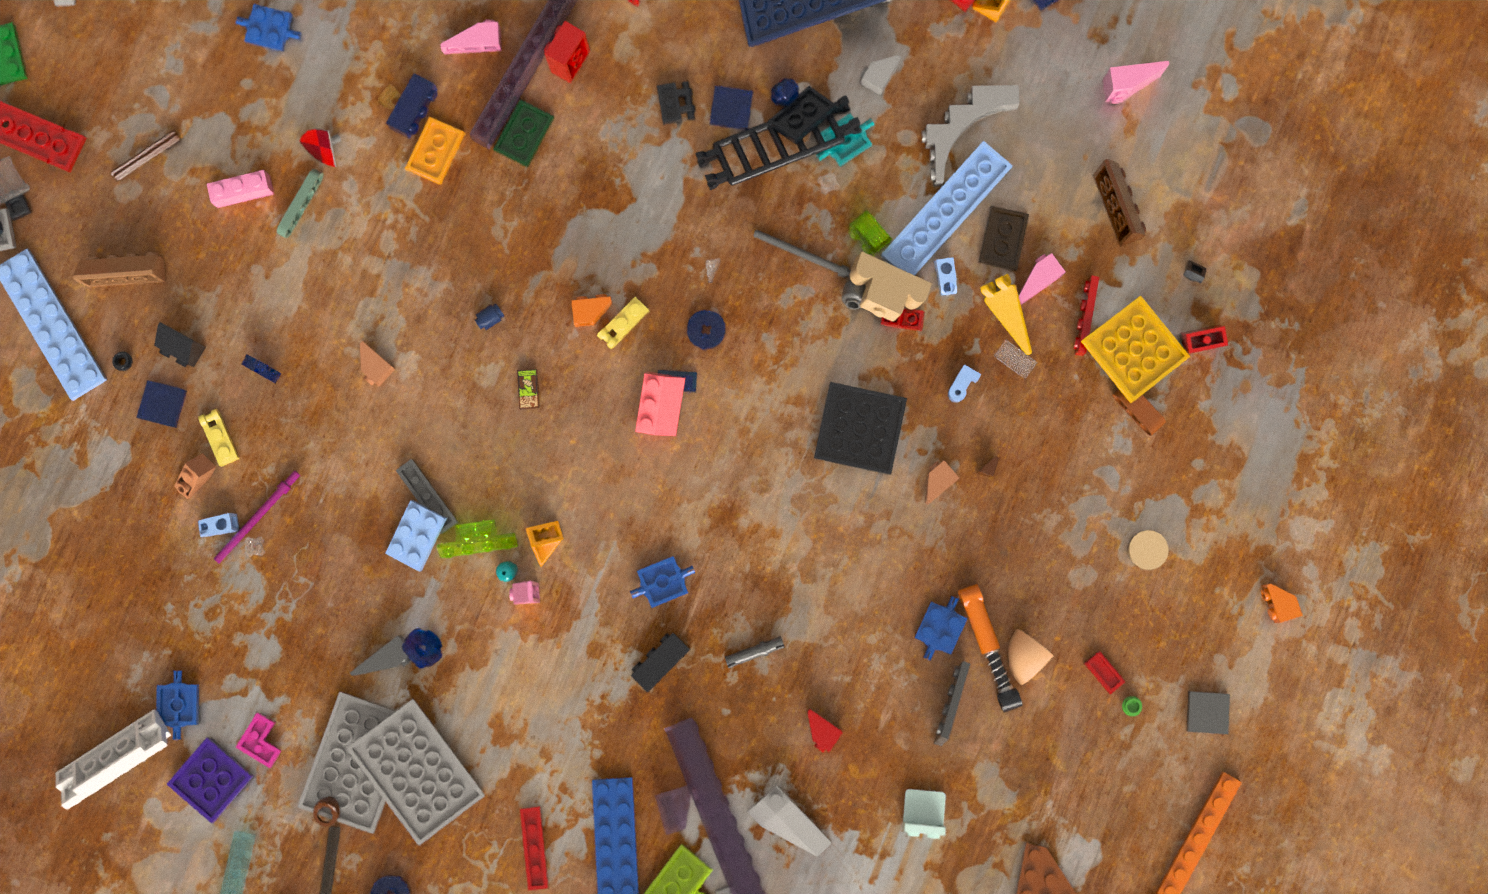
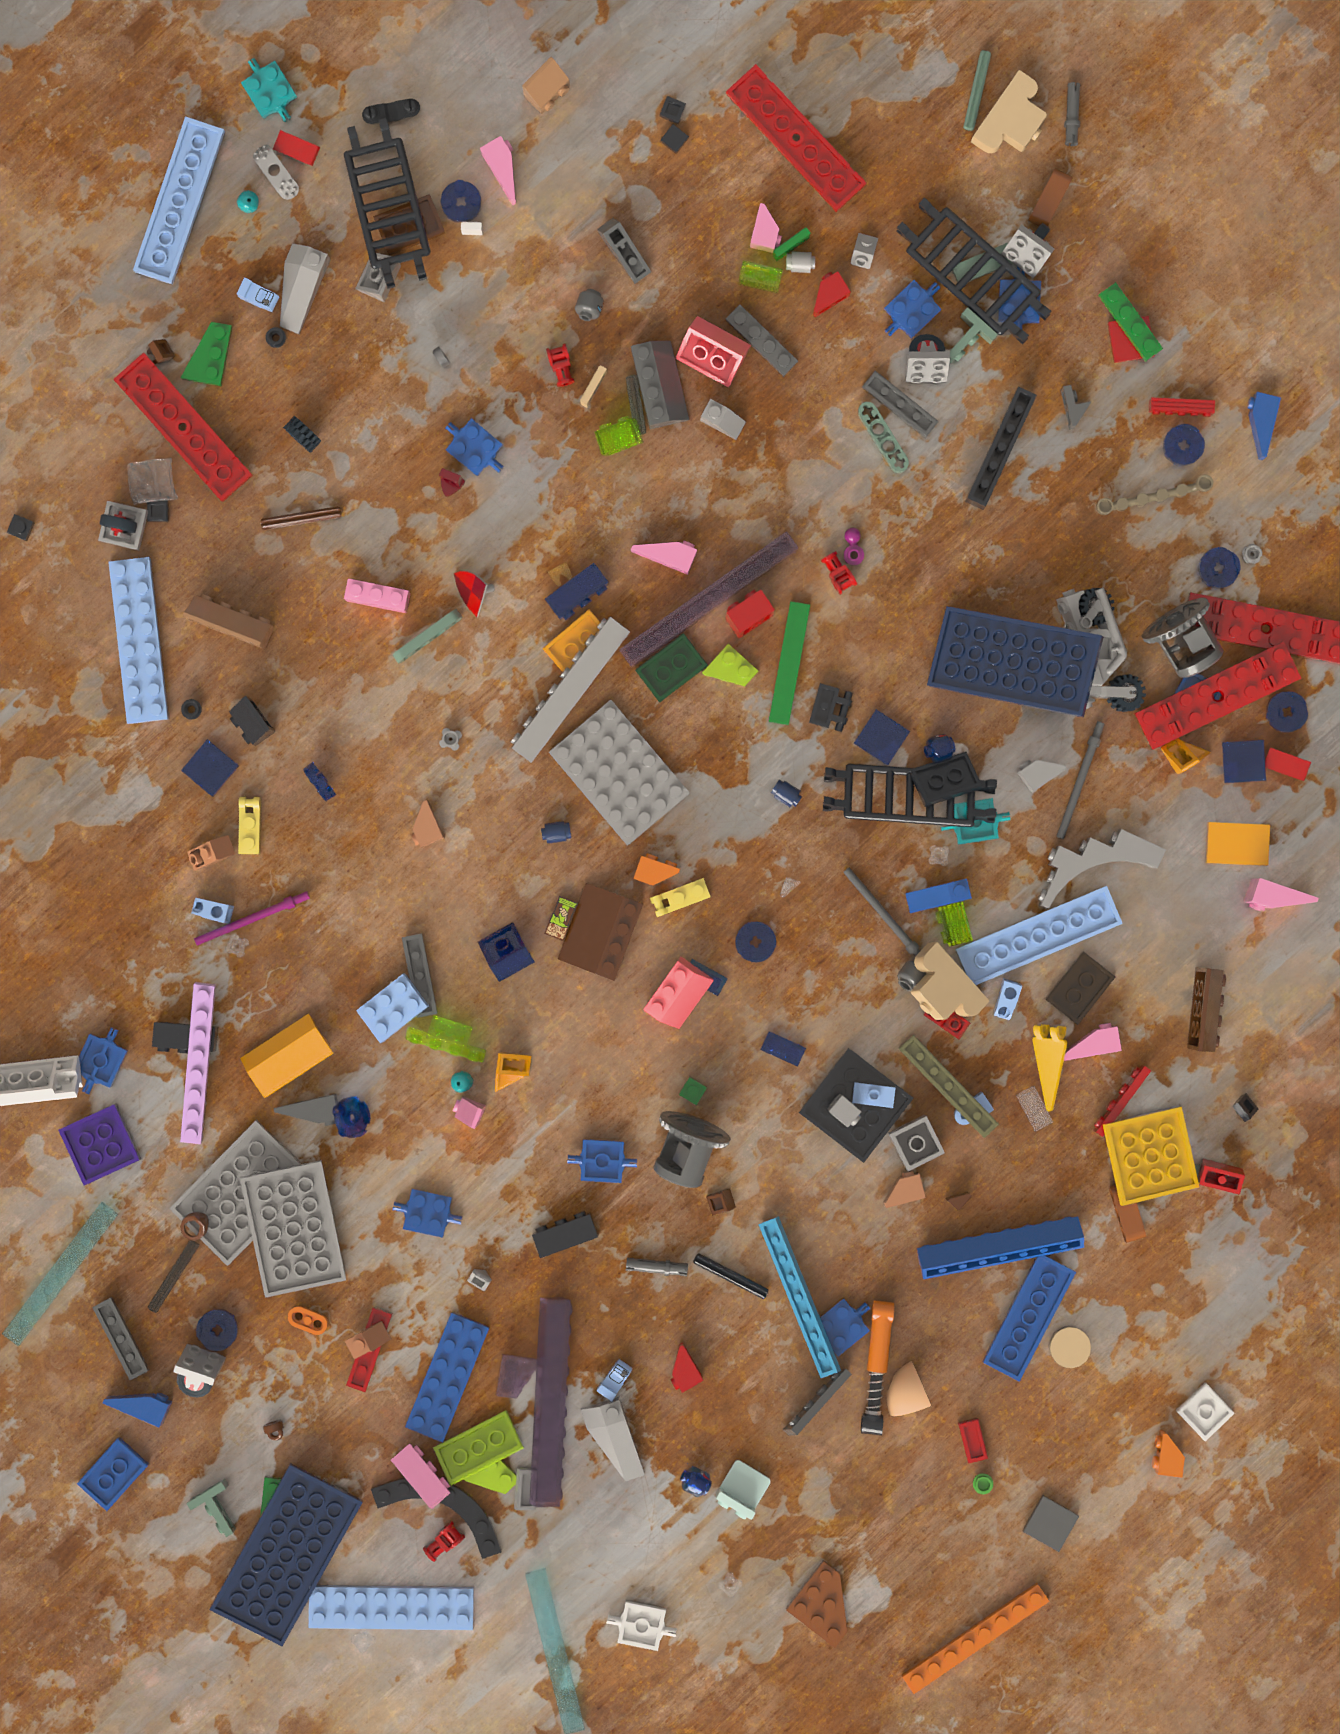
camera: 25 degrees right, 5 degrees up
(51, 11) = (275, 331): none -> black plate
(112, 82) = (302, 434): none -> black bush
(243, 648) = (176, 1036): none -> black brick
(254, 742) = (156, 1127): dark pink plate -> none
(261, 64) = (450, 482): none -> dark red tile
(263, 664) = (198, 1063): none -> lavender plate
(341, 622) = (286, 1055): none -> light orange slope
(356, 277) = (445, 739): none -> light grey plate
(444, 190) = (570, 689): none -> light grey brick
(467, 848) = (307, 1322): none -> orange plate
(493, 440) = (506, 952): none -> clear blue slope
(520, 242) = (619, 772): none -> light grey plate
(528, 839) = (368, 1340): none -> nougat slope
(530, 701) = (427, 1213): none -> blue plate
(568, 384) = (600, 931): none -> reddish brown slope
(575, 109) = (731, 667): none -> lime wing
(603, 738) = (479, 1279): none -> light grey slope
(622, 83) = (789, 663): none -> green tile
(672, 191) = (786, 793): none -> dark blue brick
(712, 482) = (692, 1090): none -> green brick
(731, 545) = (683, 1161): none -> dark grey piece
(764, 769) = (614, 1380): none -> light blue leg
(774, 410) = (783, 1048): none -> clear blue plate
(783, 568) = (721, 1202): none -> reddish brown slope
(823, 629) = (730, 1276): none -> black axle
(844, 215) = (938, 895): none -> blue slope
(852, 434) = (844, 1111): none -> light grey brick
(871, 411) = (873, 1095): none -> light blue plate
(879, 826) = (695, 1481): none -> clear blue head
(892, 618) = (799, 1297): none -> dark azure plate
(913, 29) = (1093, 742): none -> dark grey bar
(928, 435) = (916, 1142): none -> light grey brick
(933, 373) = (949, 1086): none -> olive tile
(1045, 491) = (1000, 1247): none -> blue brick
(1076, 55) = (1238, 843): none -> light orange tile
(1099, 540) = (1029, 1317): none -> blue plate
(1292, 550) = (1205, 1411): none -> white tile

